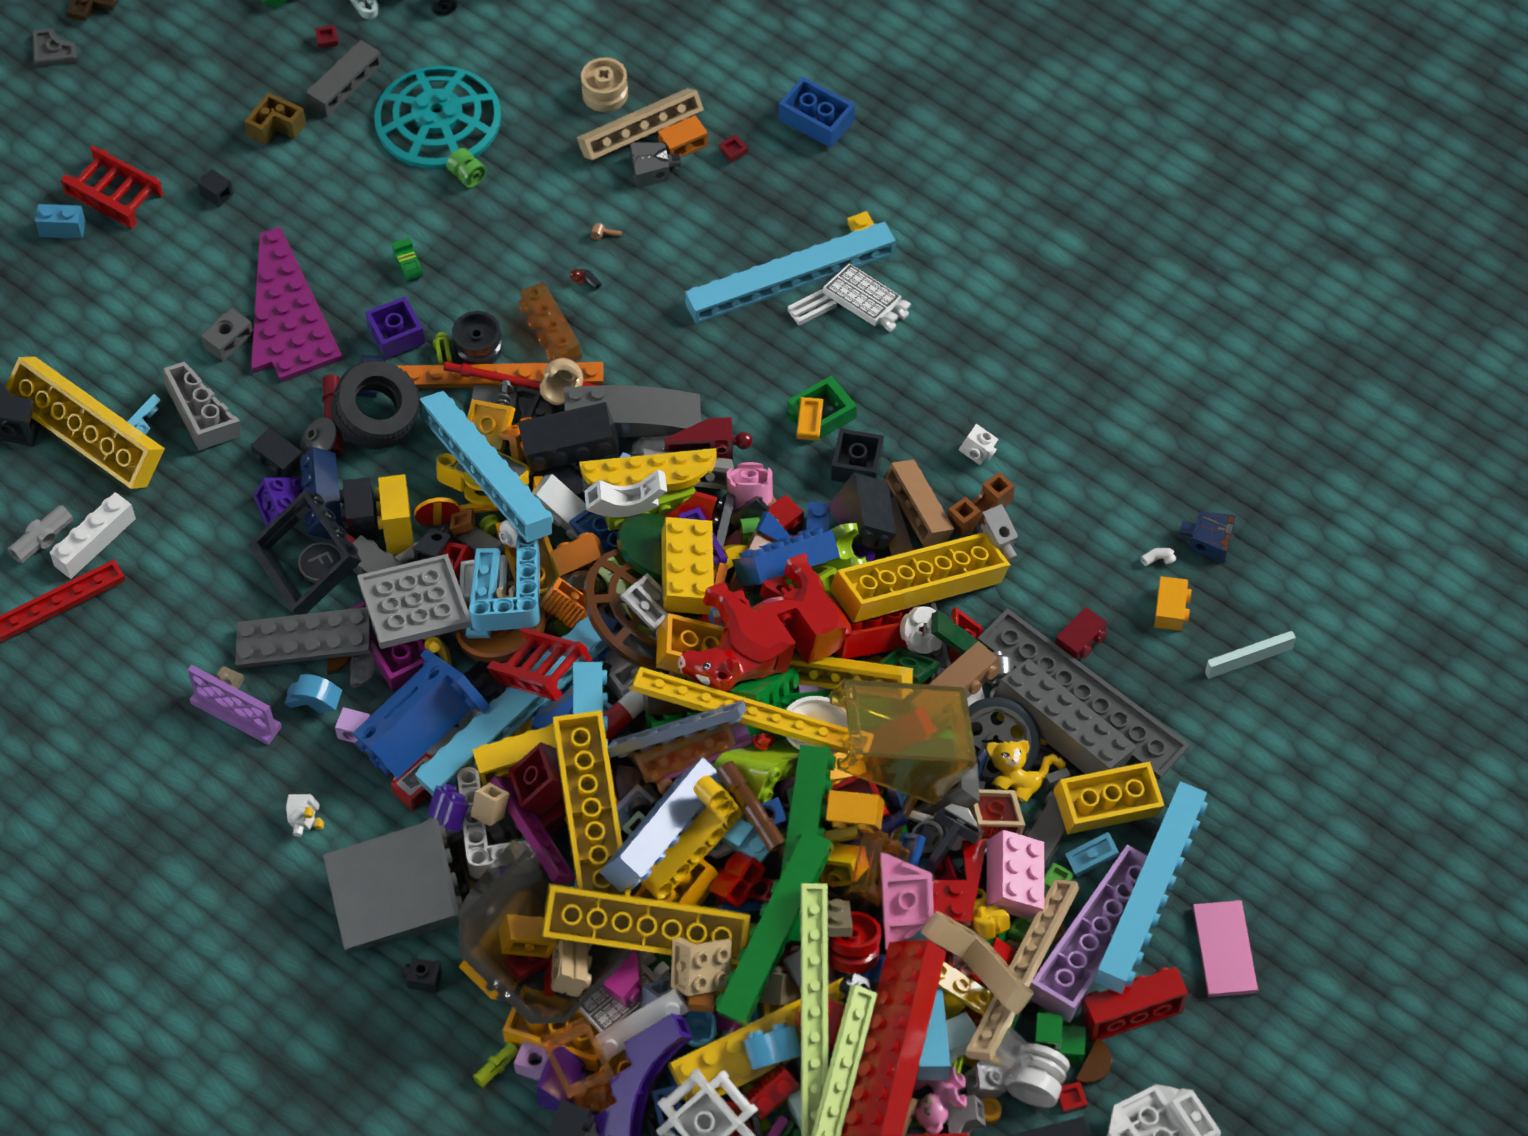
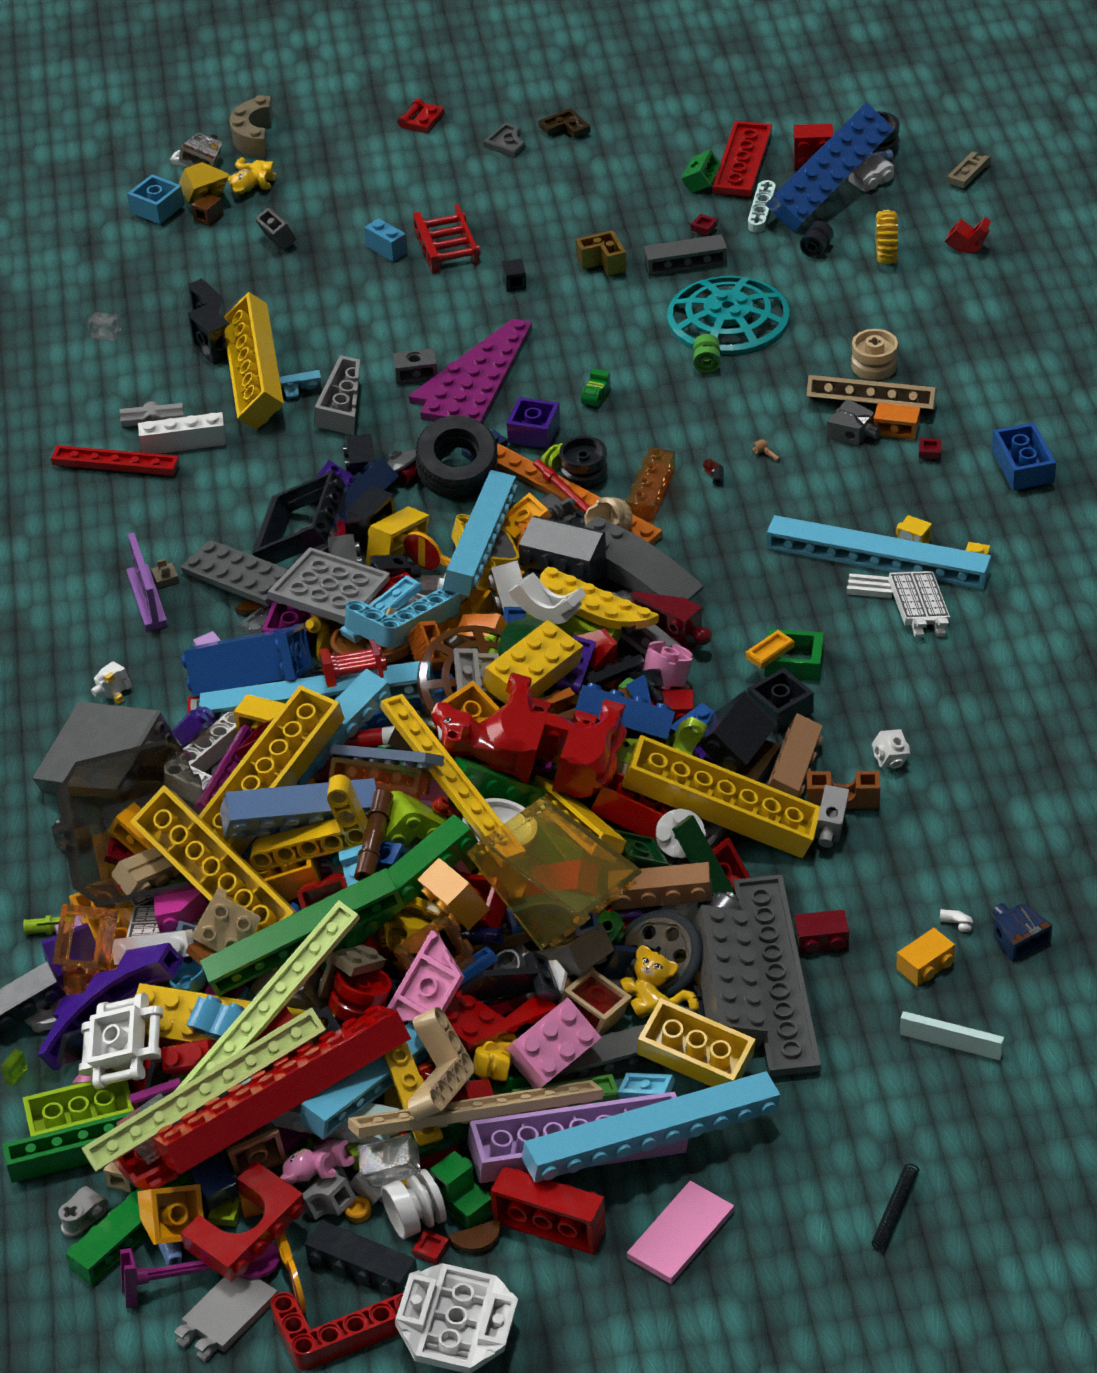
camera: 45 degrees right, 15 degrees down
(314, 692) = (206, 612): dark azure brick -> none
(462, 522) = (433, 568): dark orange plate -> none
(489, 804) = (216, 735): tan brick -> none
(800, 236) = (914, 530): none -> yellow brick
(1342, 817) = (899, 1198): none -> black piece

